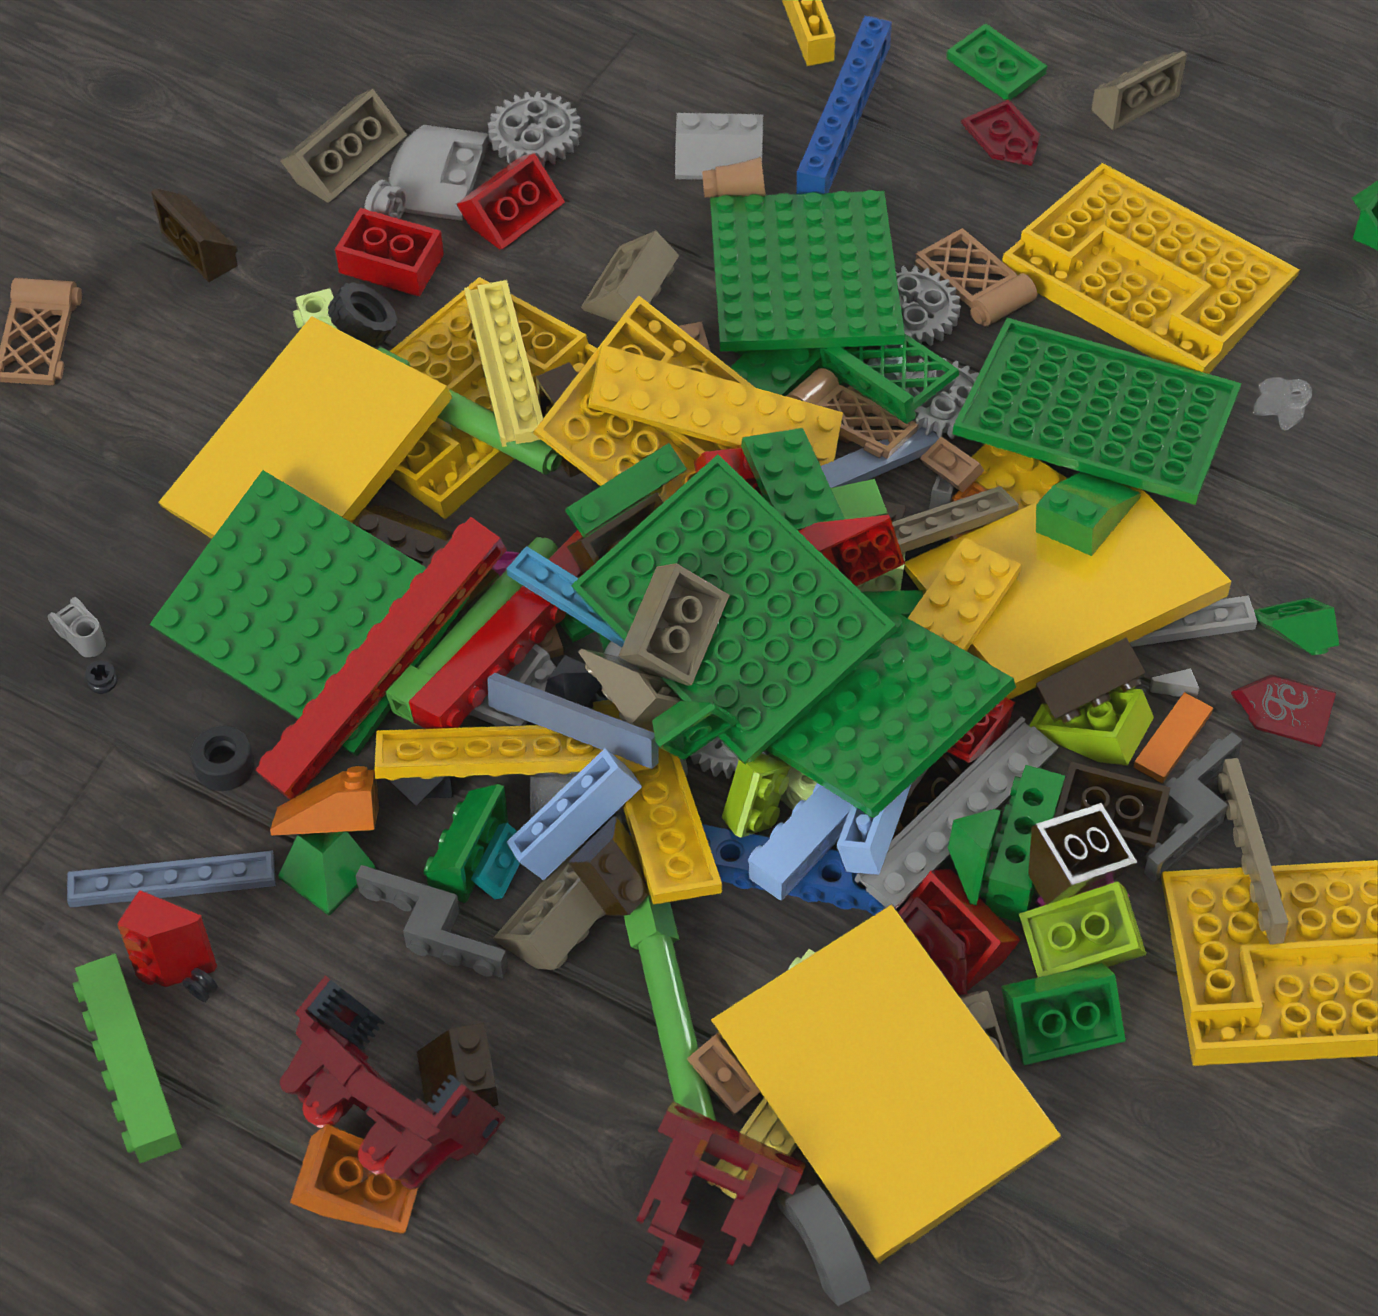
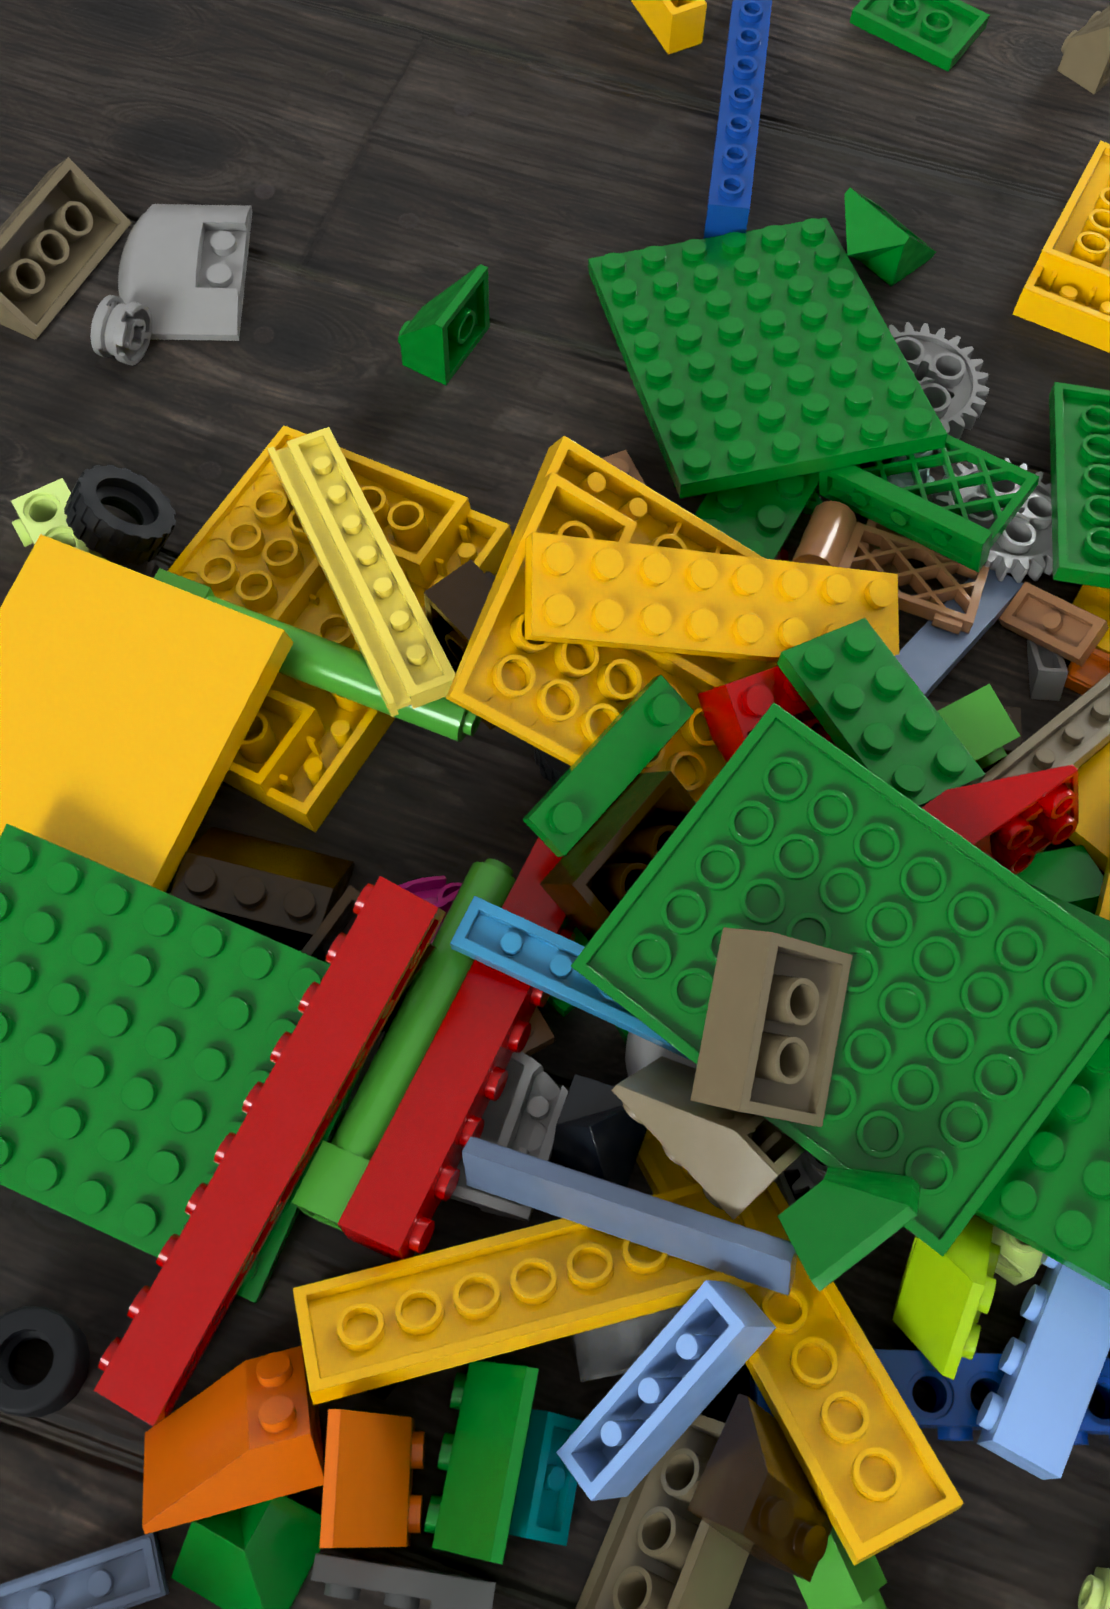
camera: 15 degrees left, 10 degrees up
(389, 252) = (141, 405): red brick -> none
(398, 830) = (370, 1480): none -> orange slope
(511, 201) = (305, 302): red slope -> none
(534, 127) = (315, 191): light grey gear -> none
(601, 229) = (447, 328): none -> green slope
(632, 271) = (508, 398): dark tan slope -> none
(714, 141) = (582, 182): light grey slope -> none
(735, 179) = (620, 227): medium nougat plant -> none
(917, 209) = (882, 240): none -> green slope
(997, 297) = (1028, 352): medium nougat piece -> none
(1004, 133) = (959, 116): dark red tile -> none

